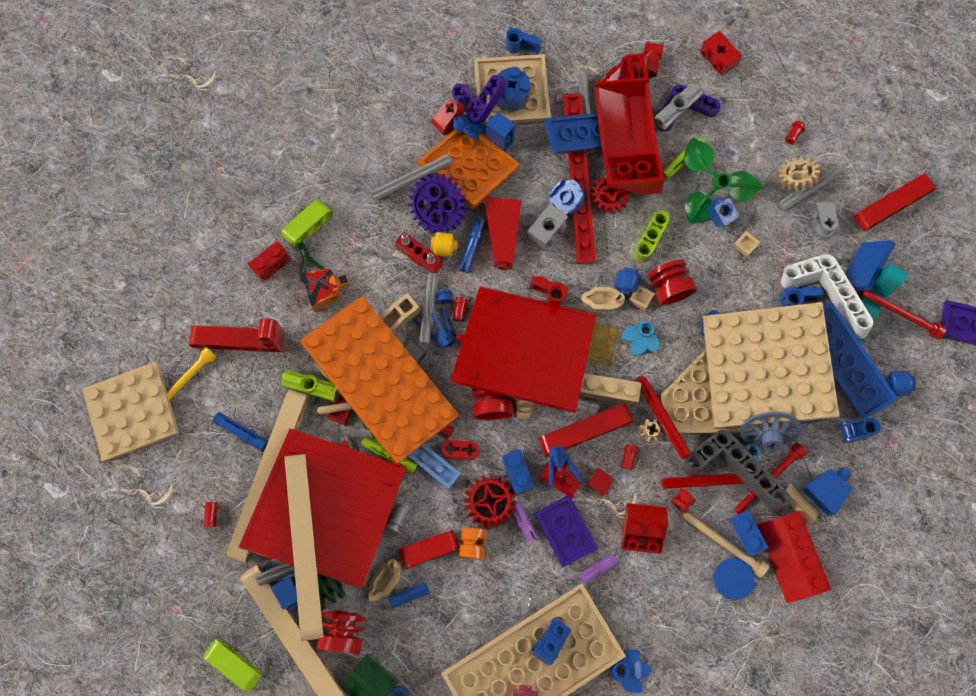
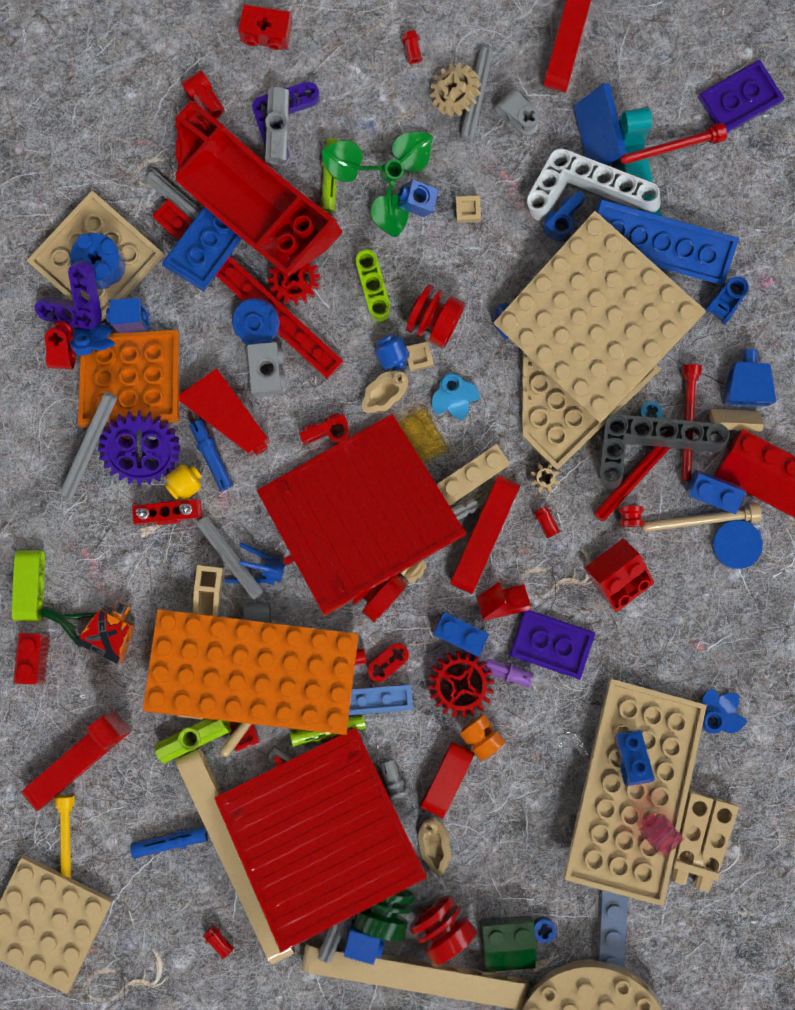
camera: 40 degrees left, 10 degrees up
(303, 548) = (339, 895): tan beam -> none
(408, 595) = (468, 837): blue axle -> none
(444, 296) = (233, 532): blue bush -> none
(460, 308) = (259, 529): red pin -> none
(523, 40) = (64, 191): blue plate -> none
(558, 459) = (487, 588): blue plant -> none
(598, 569) = (612, 651): medium lavender axle -> none
(600, 481) = (541, 569): red slope -> none
(663, 417) = (545, 456): red axle -> none
(772, 437) = (661, 386): sand blue wheel -> none
(901, 382) = (727, 218): blue head -> none

